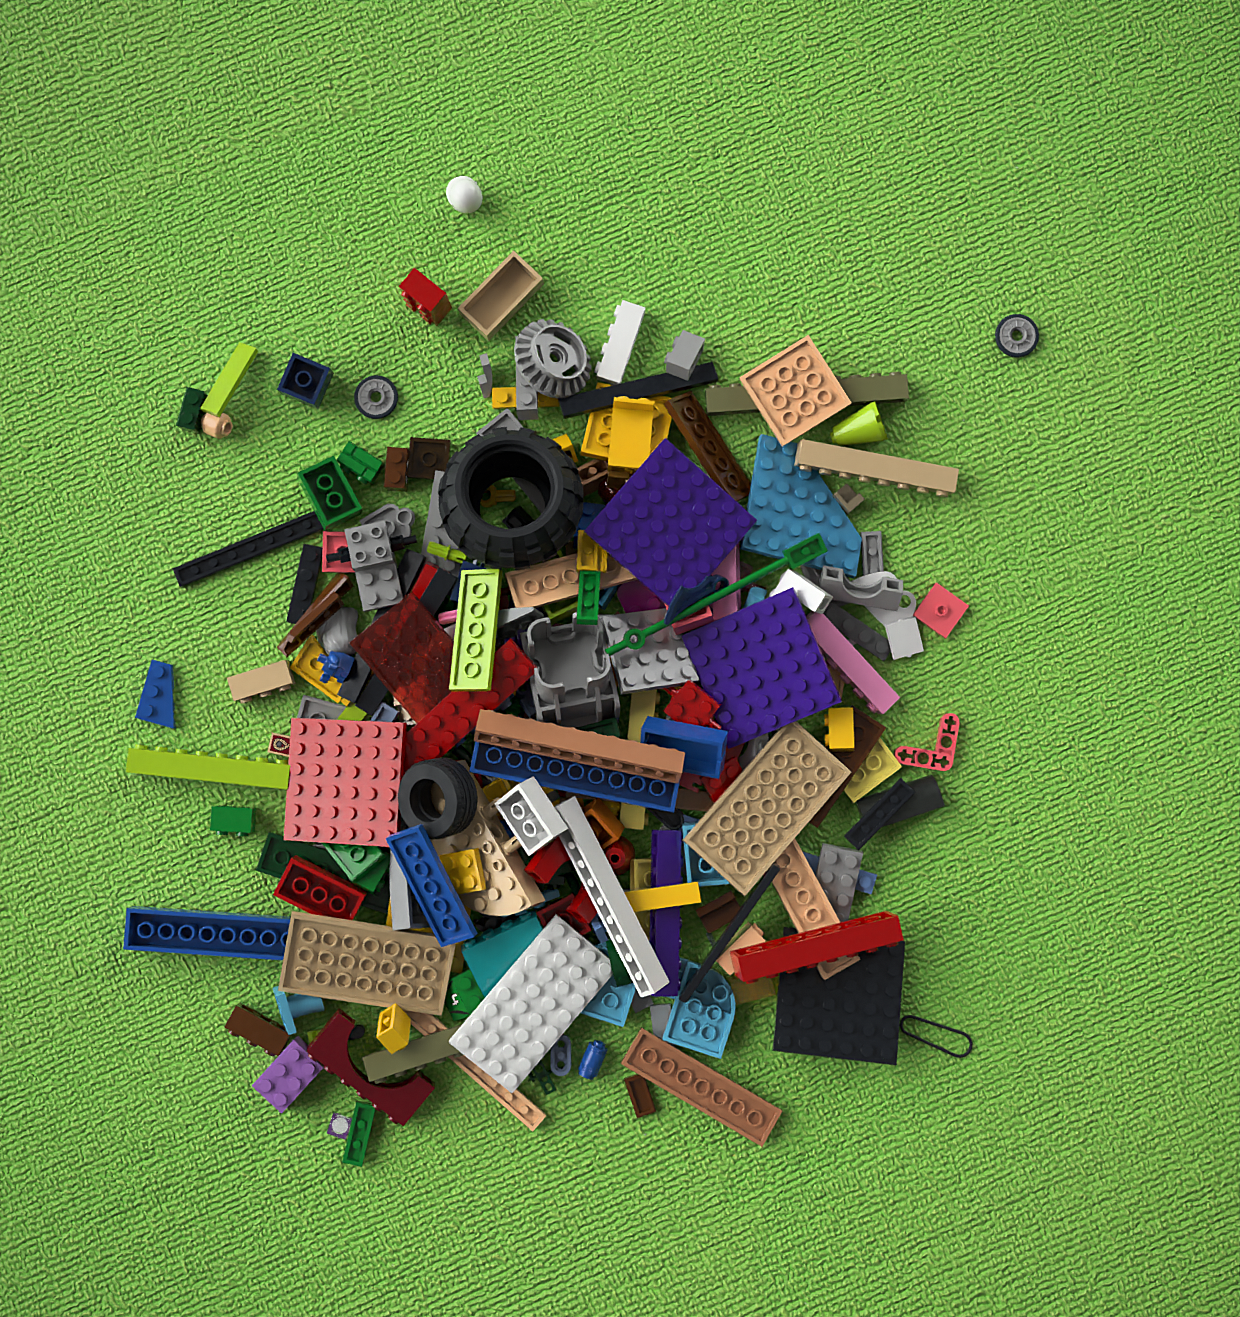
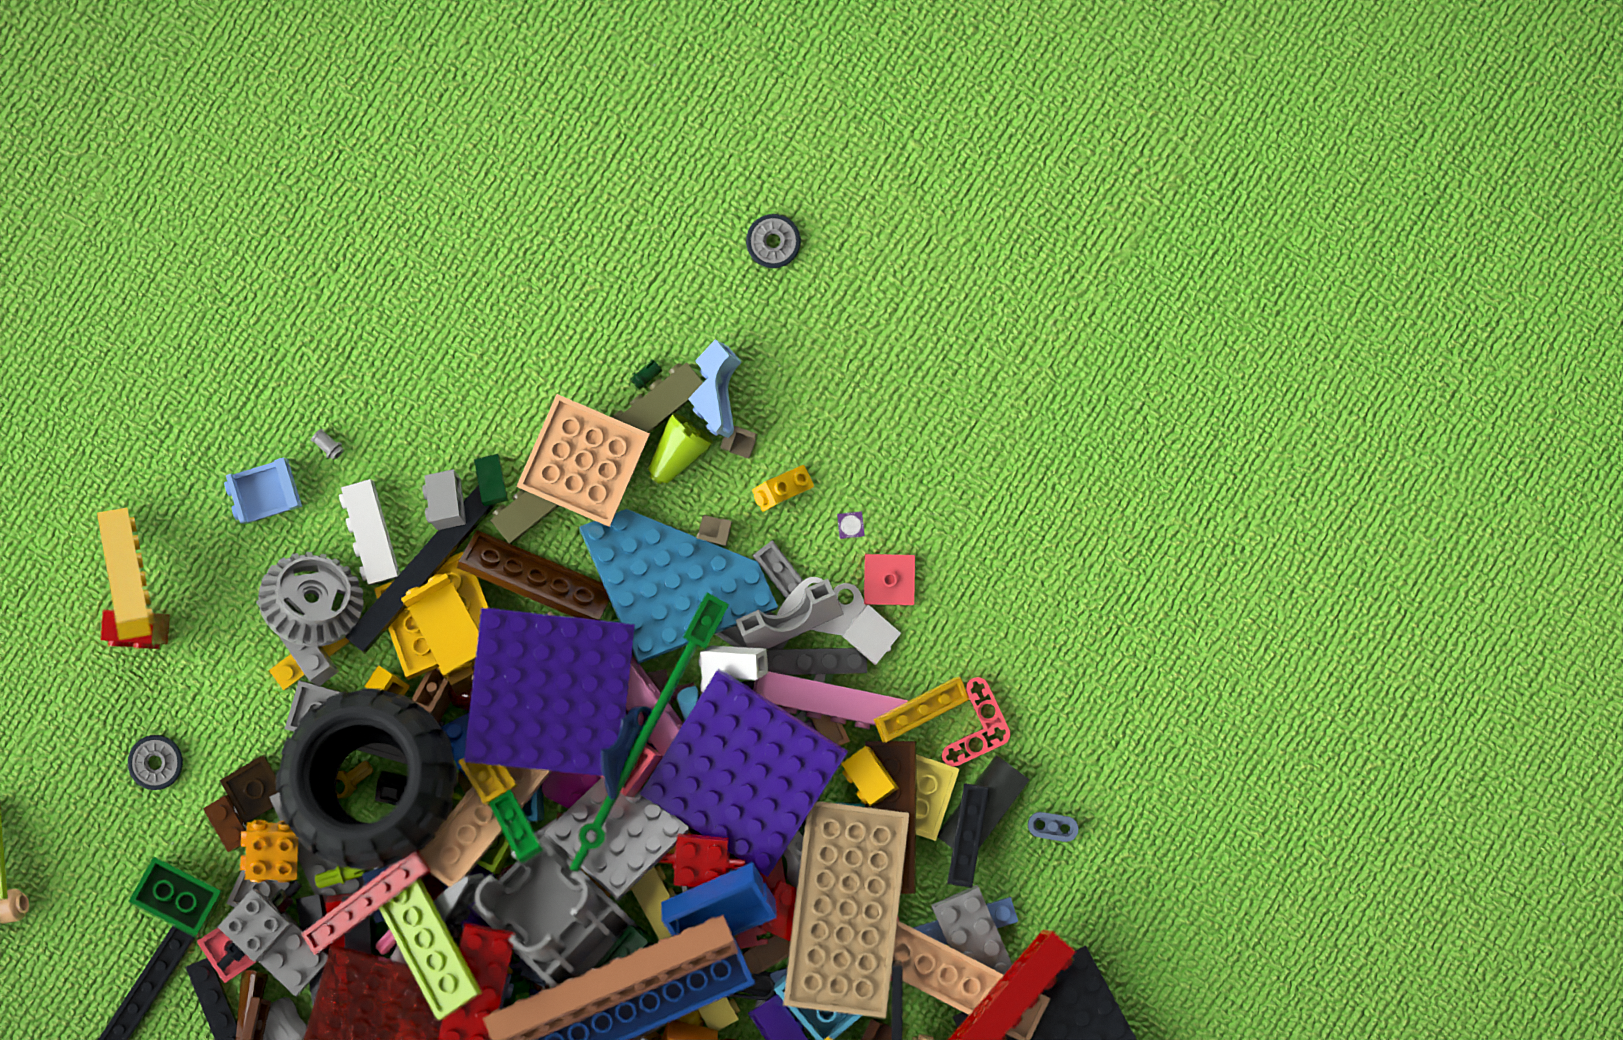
camera: 35 degrees left, 0 degrees up
(305, 381) = (70, 798): dark blue brick -> none
(360, 463) = (186, 842): green brick -> none
(412, 504) = (269, 852): none -> light orange brick
(444, 255) = (124, 574): none -> yellow brick
(453, 579) = (365, 902): none -> tile
(464, 194) = (101, 490): white helmet -> none
(485, 380) = (255, 666): light grey slope -> none
(501, 295) = (212, 570): tan piece -> none
(568, 269) = (263, 491): none -> light blue panel
(633, 272) = (327, 444): none -> light grey pin
(723, 363) = (490, 479): none -> dark green tile
(872, 365) = (645, 375): none -> dark green pin
(876, 467) = (720, 480): tan brick -> none
(904, 448) = (740, 442): none -> dark tan panel
(904, 709) = (921, 709): none -> yellow tile
(908, 408) = (712, 397): none -> light blue arch
(911, 500) = (782, 487): none -> yellow bracket
(936, 847) = (1052, 826): none -> sand blue plate
(939, 557) = (850, 525): none -> clear tile
(941, 1026) = (1189, 1030): black piece -> none

